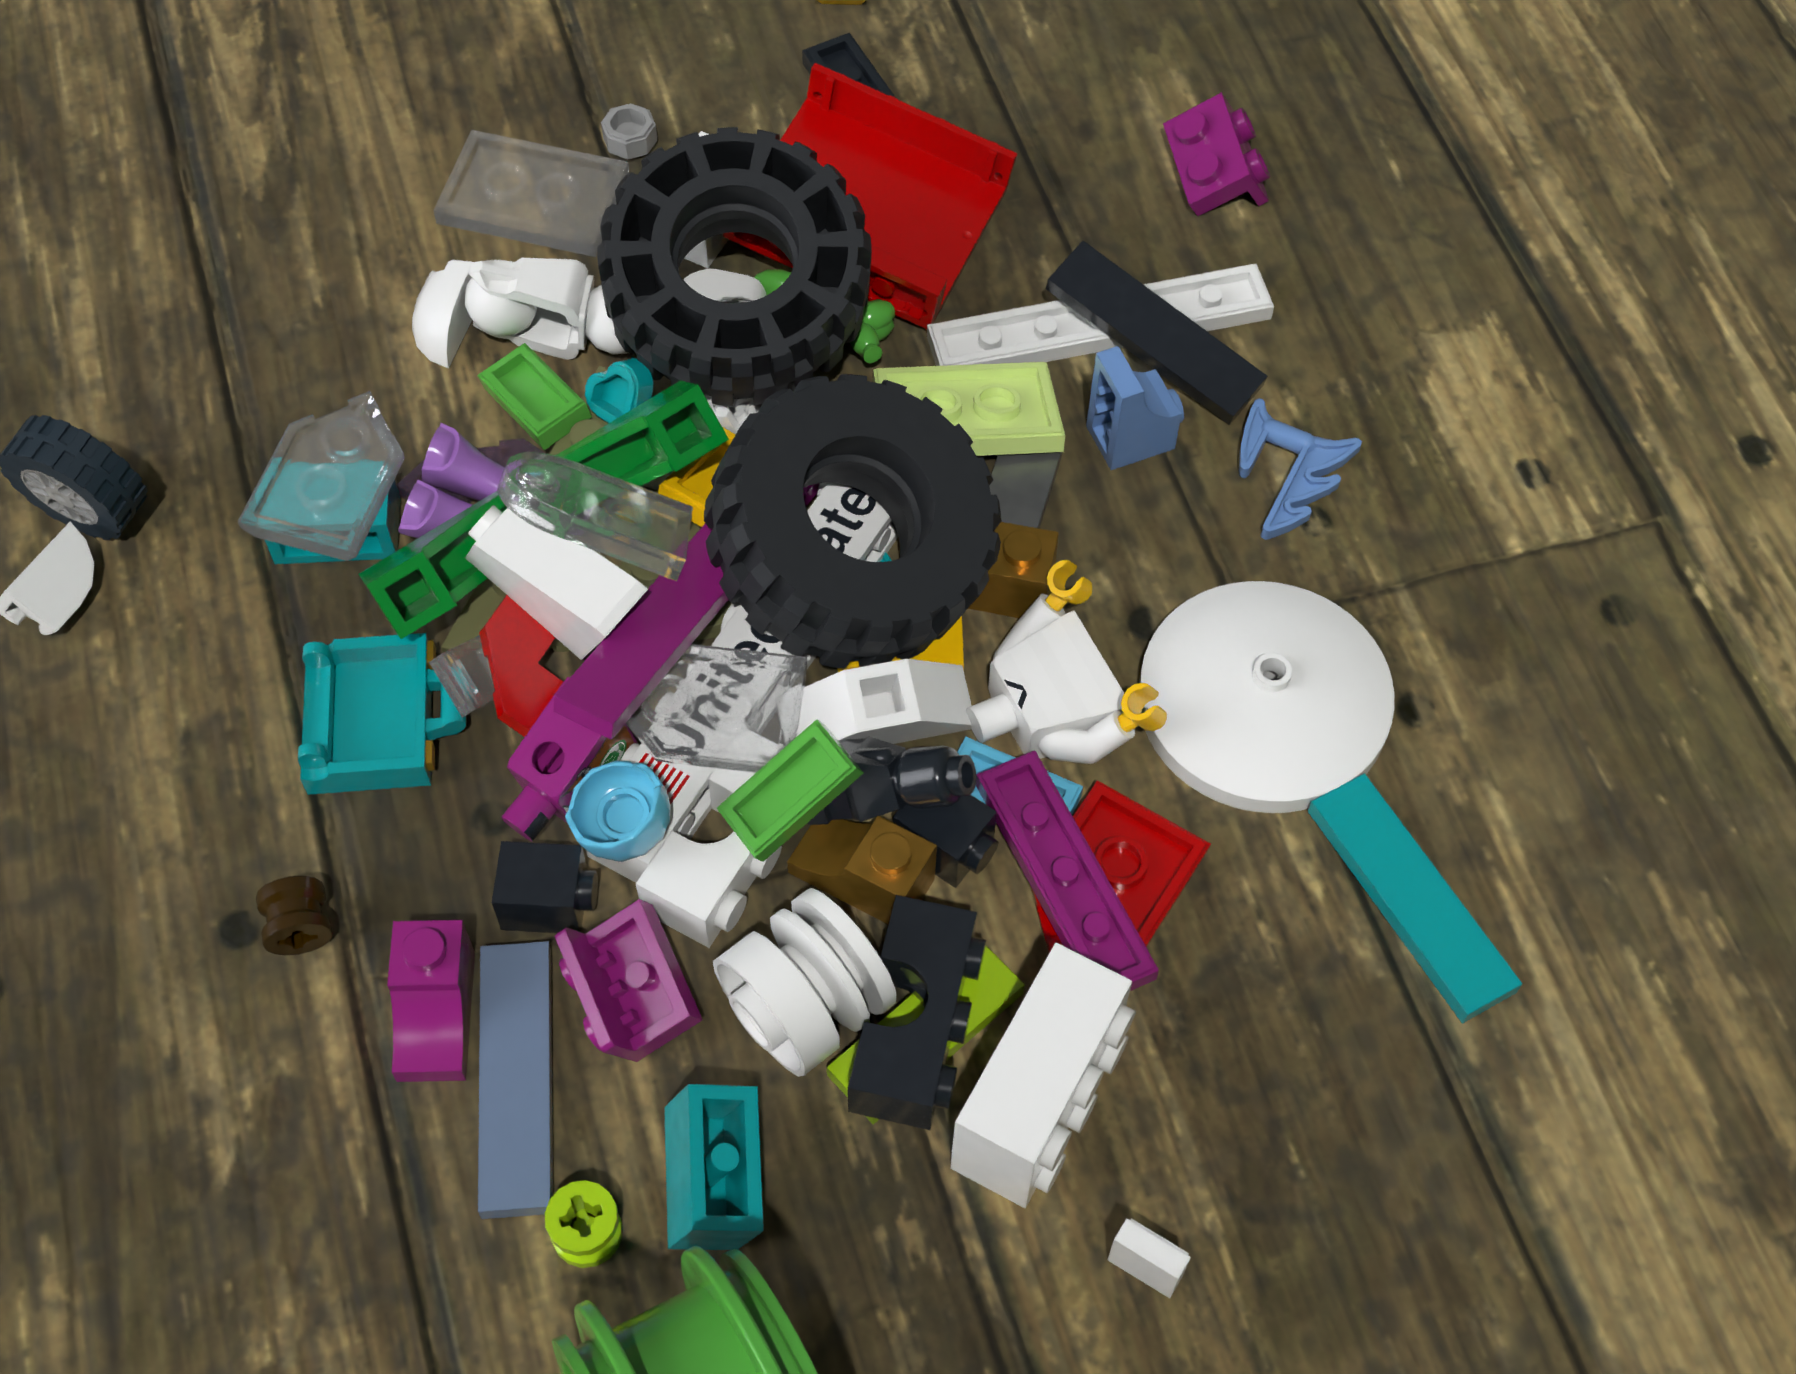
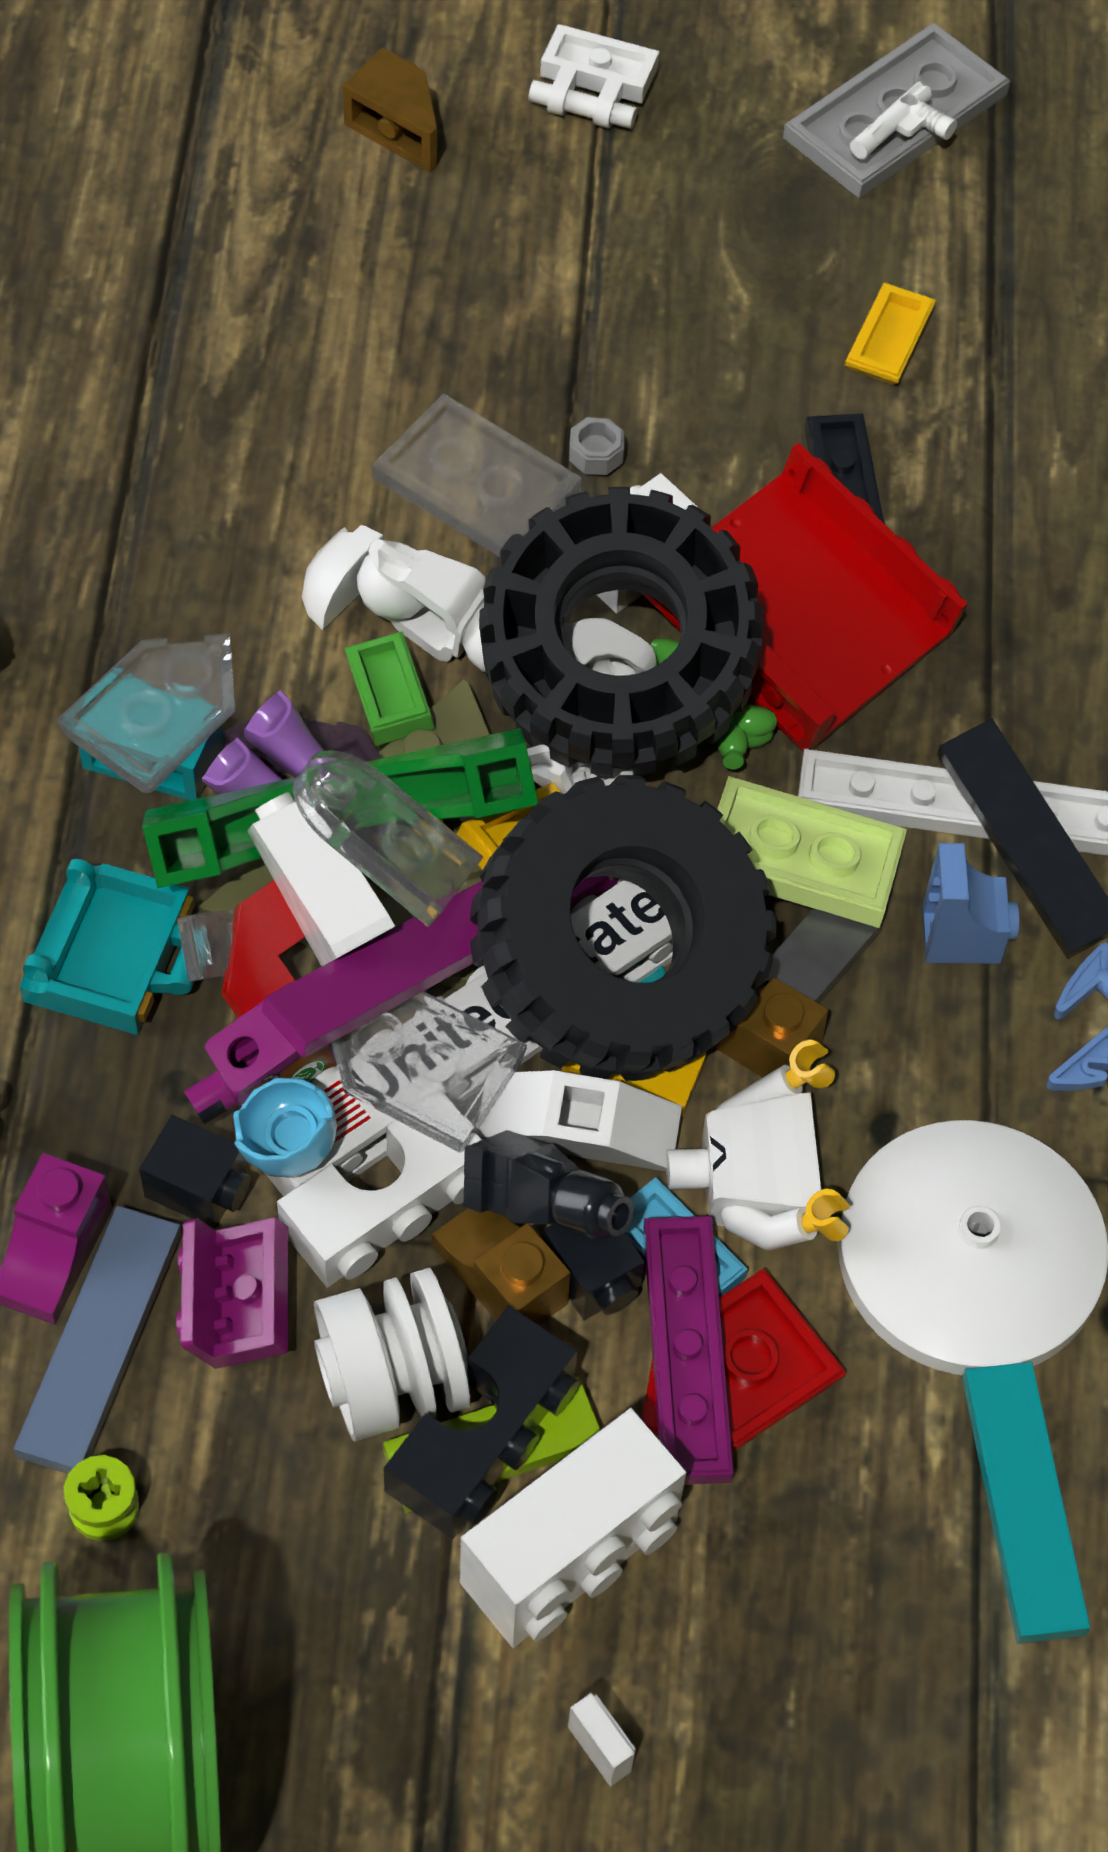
camera: 20 degrees right, 0 degrees up
(618, 389) = (466, 713): teal tile -> none
(713, 1167) = (235, 1492): teal brick -> none
(789, 790) = (452, 1167): bright green tile -> none

